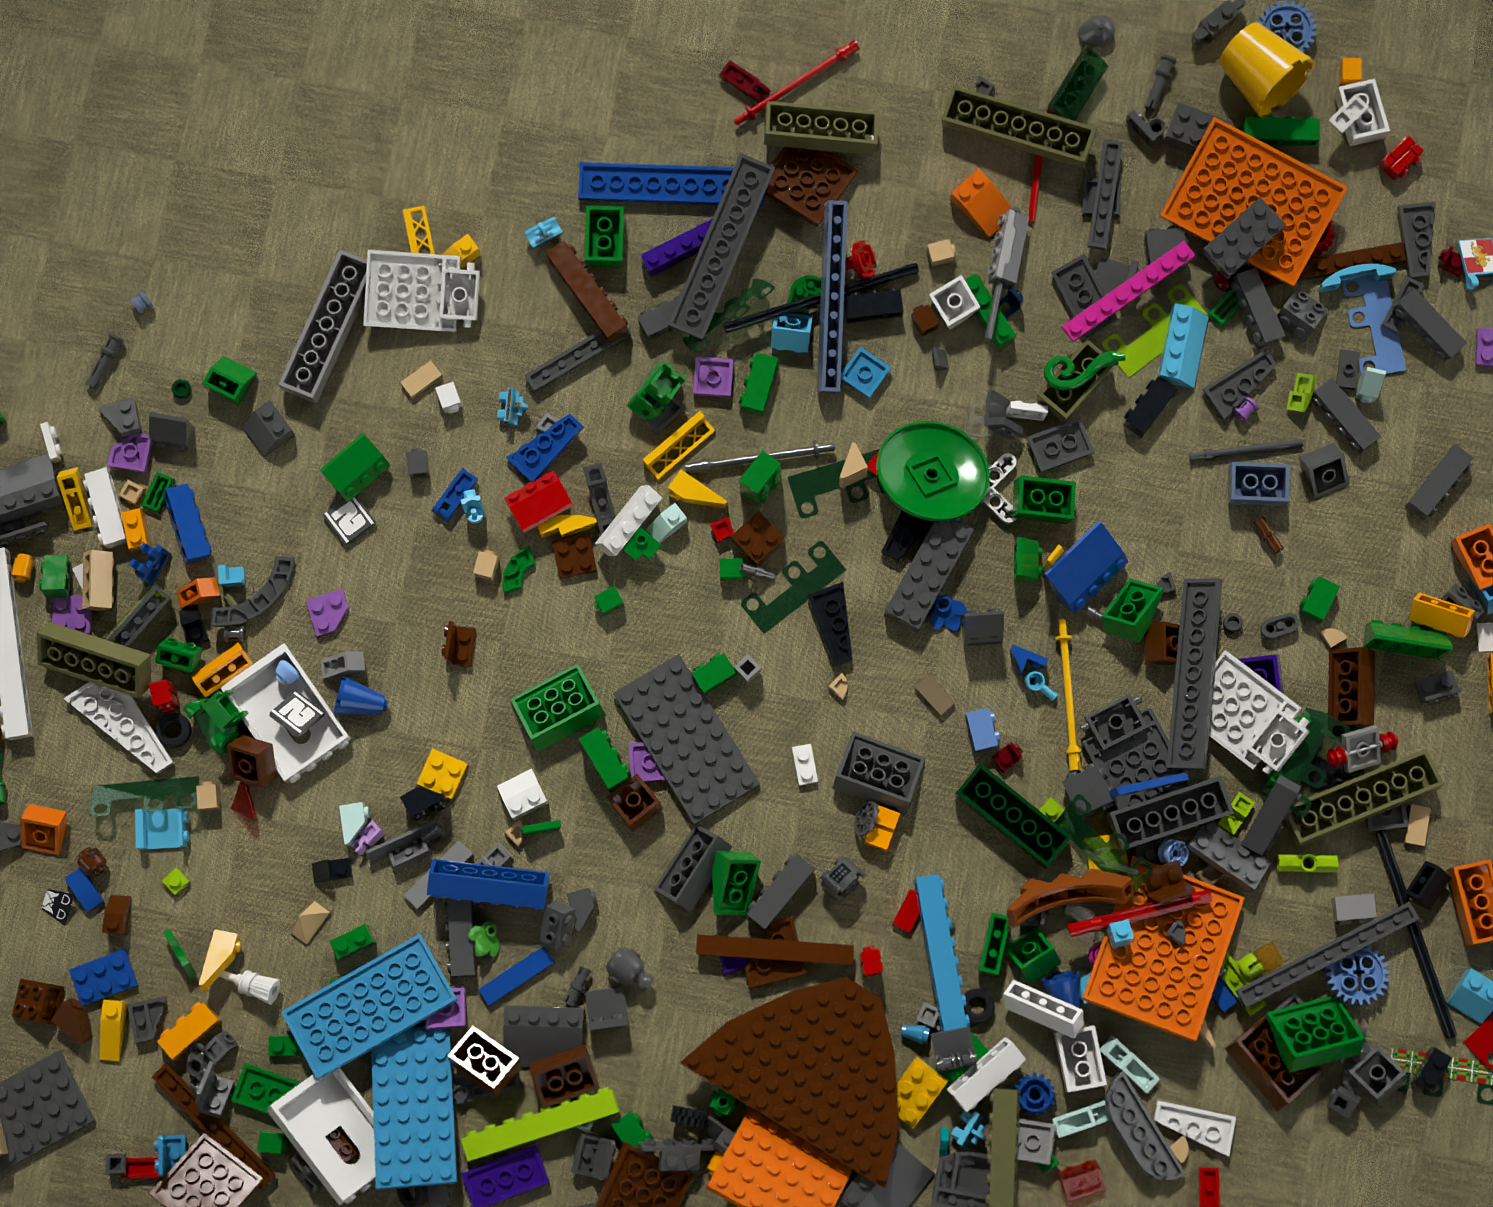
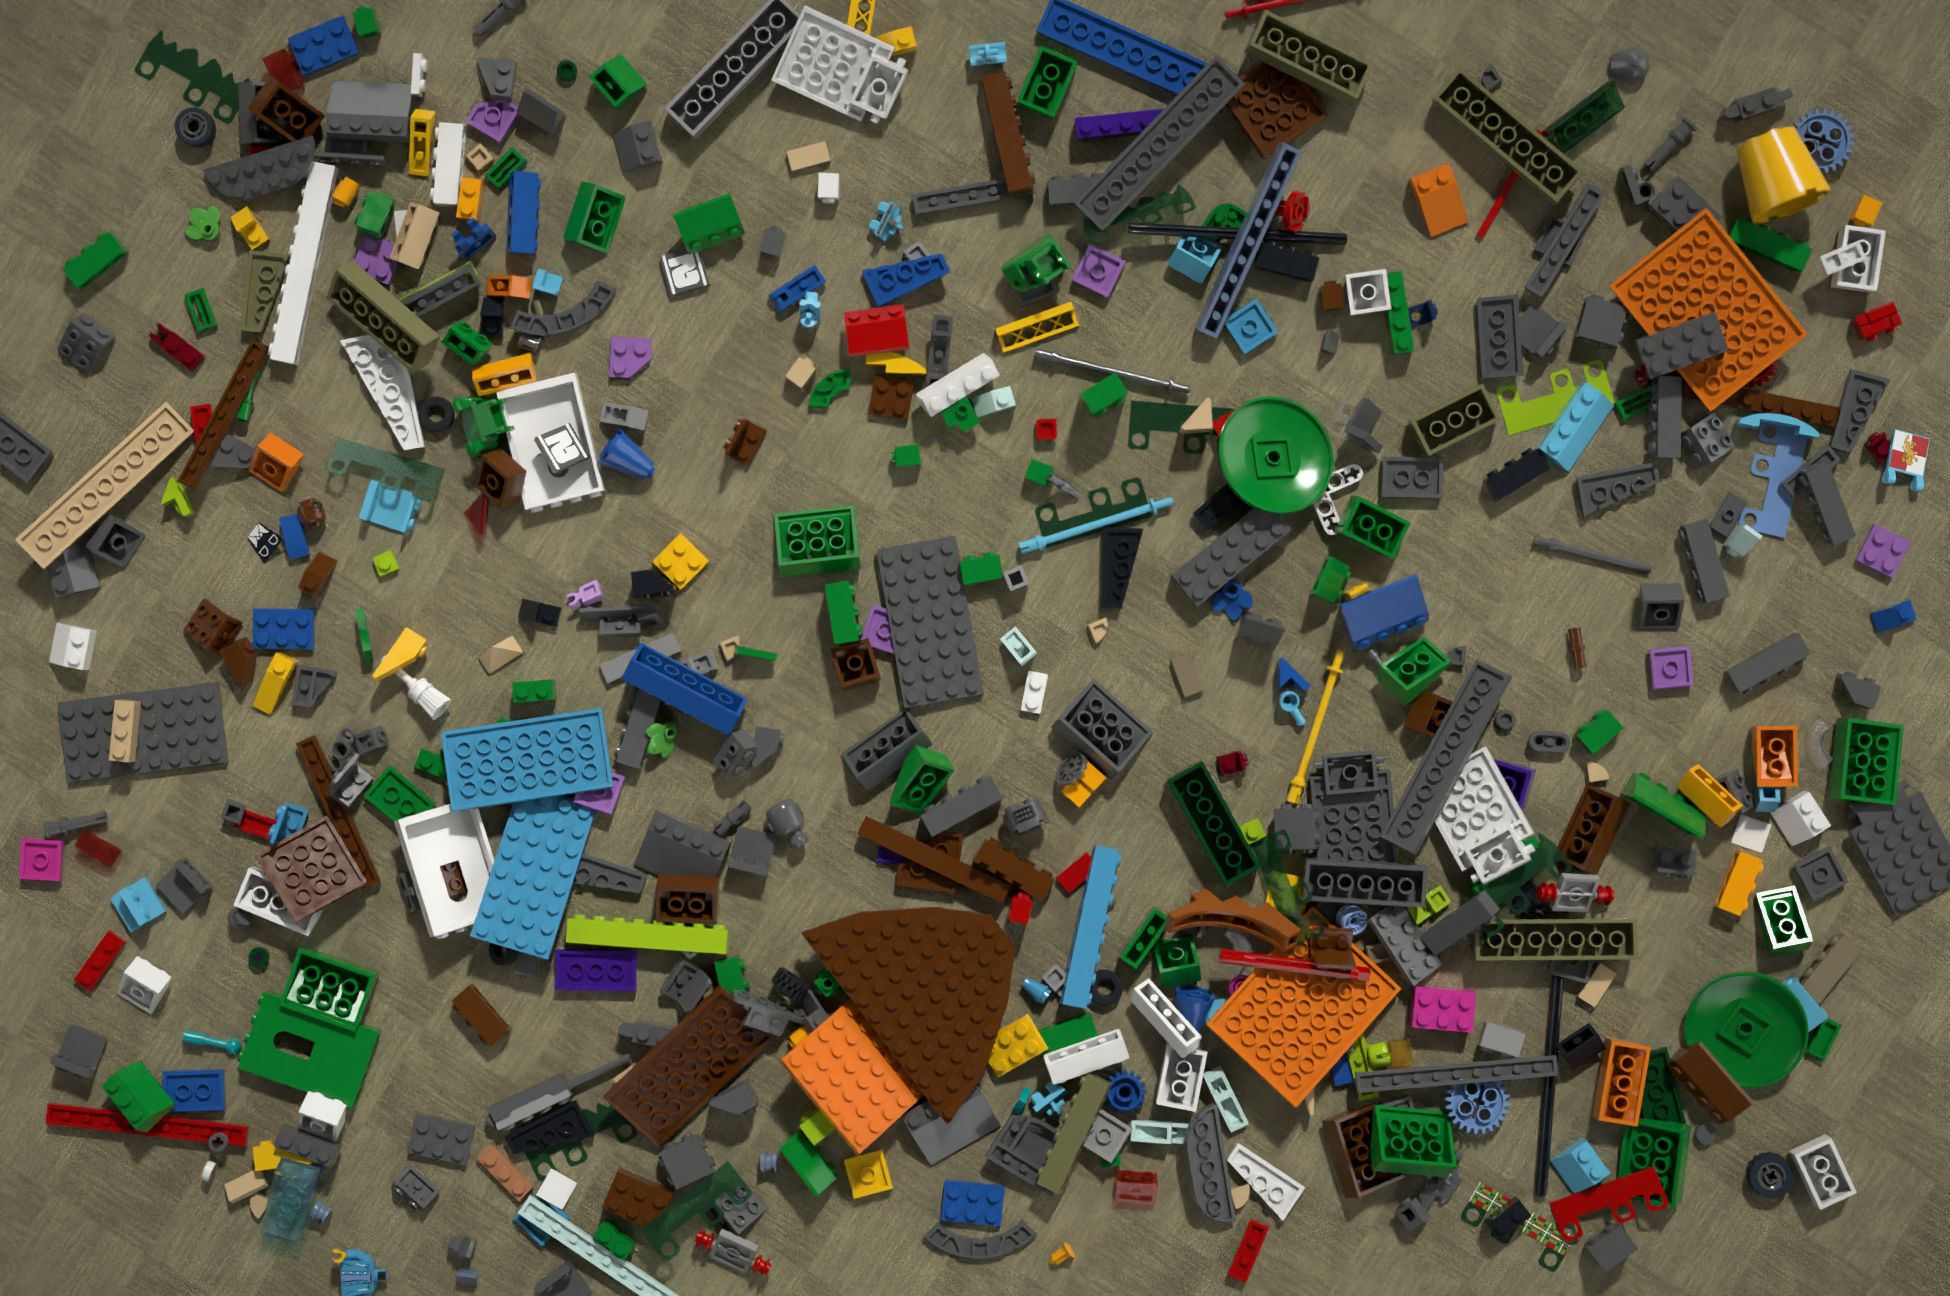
camera: 15 degrees right, 10 degrees up
(164, 695) = (439, 379): red brick -> none
(188, 1030) = (347, 712): light orange brick -> none
(208, 796) = (446, 493): tan brick -> none
(251, 503) = (594, 217): none -> green slope
(272, 1142) = (388, 850): green brick -> none
(286, 673) = (566, 402): light blue cone -> none
(353, 820) = (578, 573): light aqua slope -> none
(484, 1061) = (616, 856): reddish brown brick -> none
(516, 975) = (678, 784): blue tile -> none
(522, 794) = (750, 612): white slope -> none
(692, 491) = (1031, 378): yellow slope -> none
(757, 539) = (1077, 453): reddish brown brick -> none
(757, 629) = (1041, 542): none -> medium azure bar
(758, 383) = (1140, 295): green brick -> none
(774, 728) = (1018, 646): none -> light aqua slope
(850, 929) = (1013, 868): none -> reddish brown wedge
(941, 253) = (1376, 234): tan brick -> none
(953, 1048) = (1065, 1021): dark grey hinge -> none
(982, 730) = (1218, 728): medium blue brick -> none
(1006, 258) = (1437, 268): piece -> none
(1027, 411) = (1398, 432): white plate -> none
(1103, 360) = (1490, 413): green plant -> none
(1120, 934) = (1267, 978): medium azure brick -> none
(1128, 291) = (1544, 352): dark pink plate -> none
(1147, 785) = (1355, 847): blue tile -> none
(1177, 932) = (1322, 997): dark grey tile -> none
(1246, 409) = (1610, 514): medium lavender bush -> none
(1258, 484) = (1589, 595): sand blue brick -> none
(1289, 901) = (1442, 1008): none -> dark pink brick
(1303, 391) = (1672, 521): lime slope -> none
(1320, 863) = (1486, 985): lime piece -> none
(1357, 519) = (1670, 667): none -> medium lavender plate
(1378, 1075) = (1455, 1203): dark grey slope -> none

